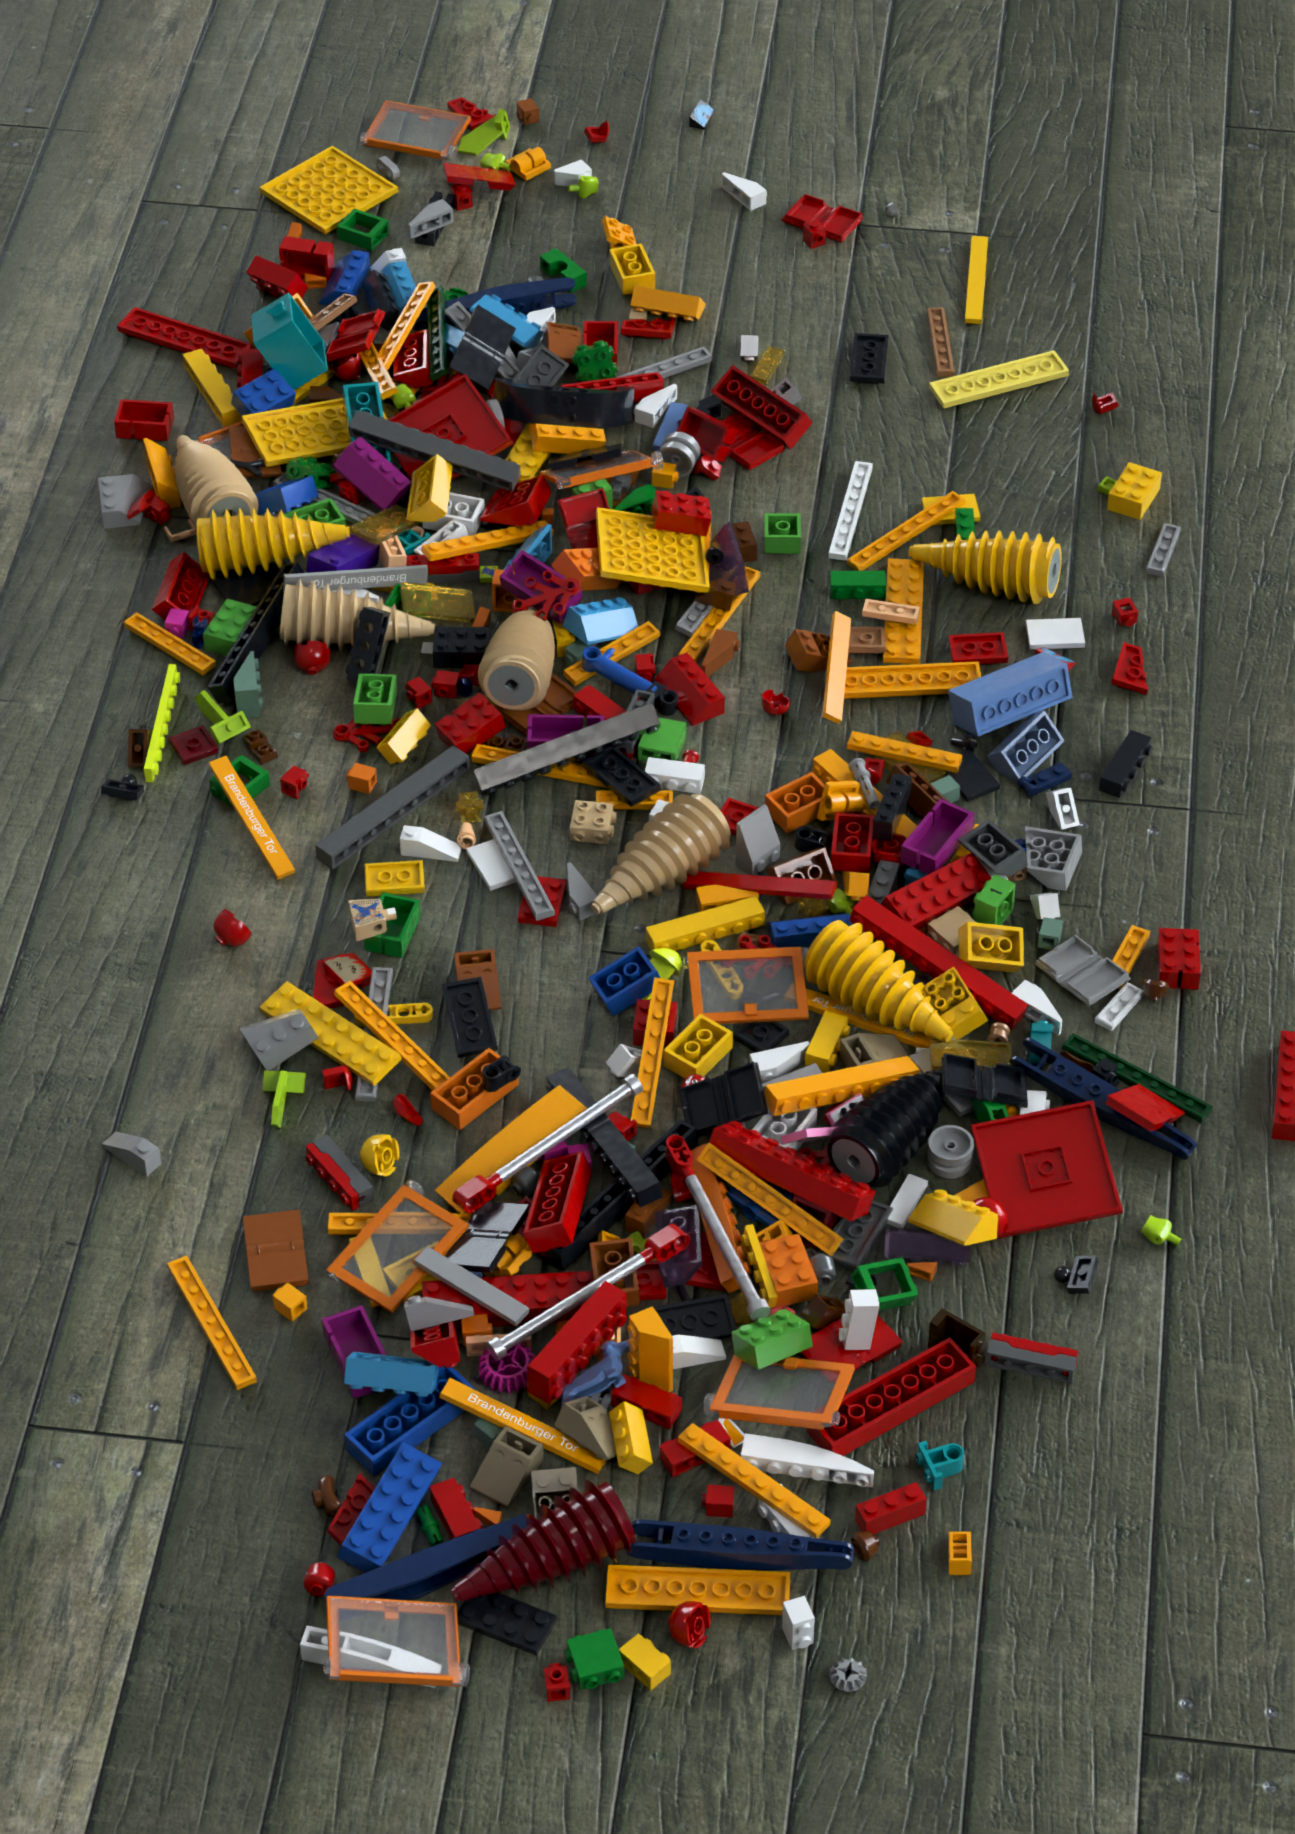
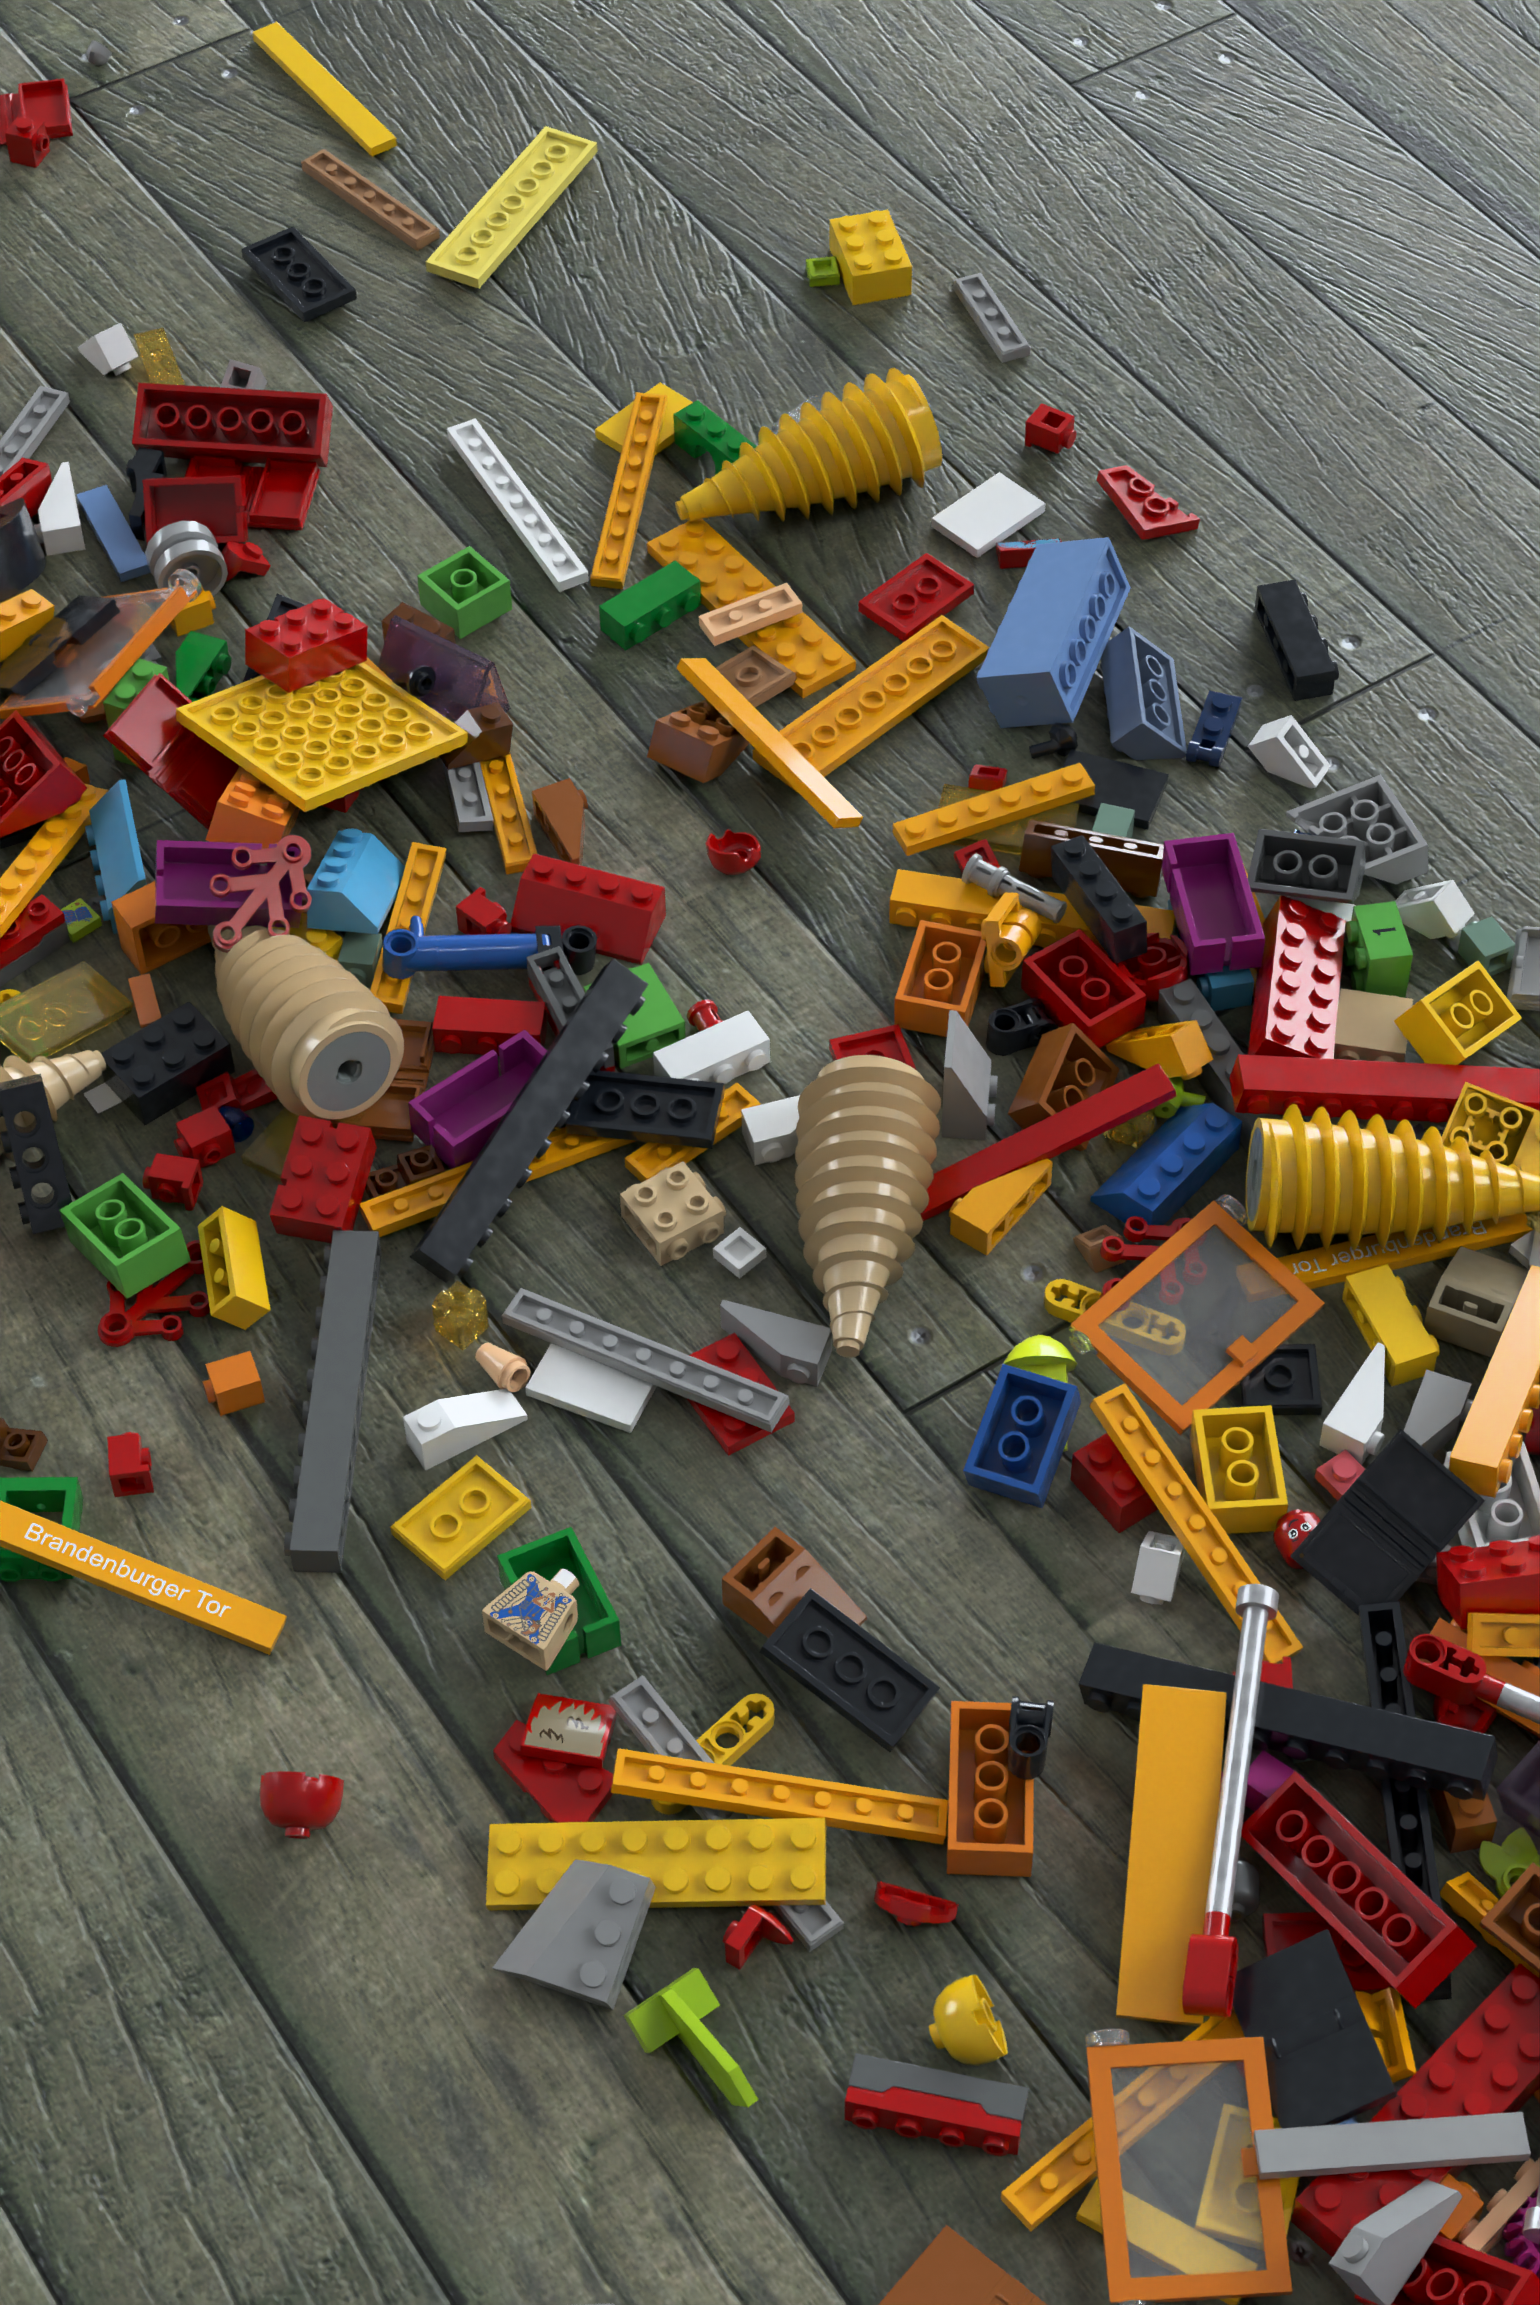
camera: 40 degrees left, 5 degrees up
(602, 853) = (739, 1252): none -> white plate
(706, 925) = (1020, 1266): yellow brick -> none
(1104, 404) = (692, 161): red plate -> none

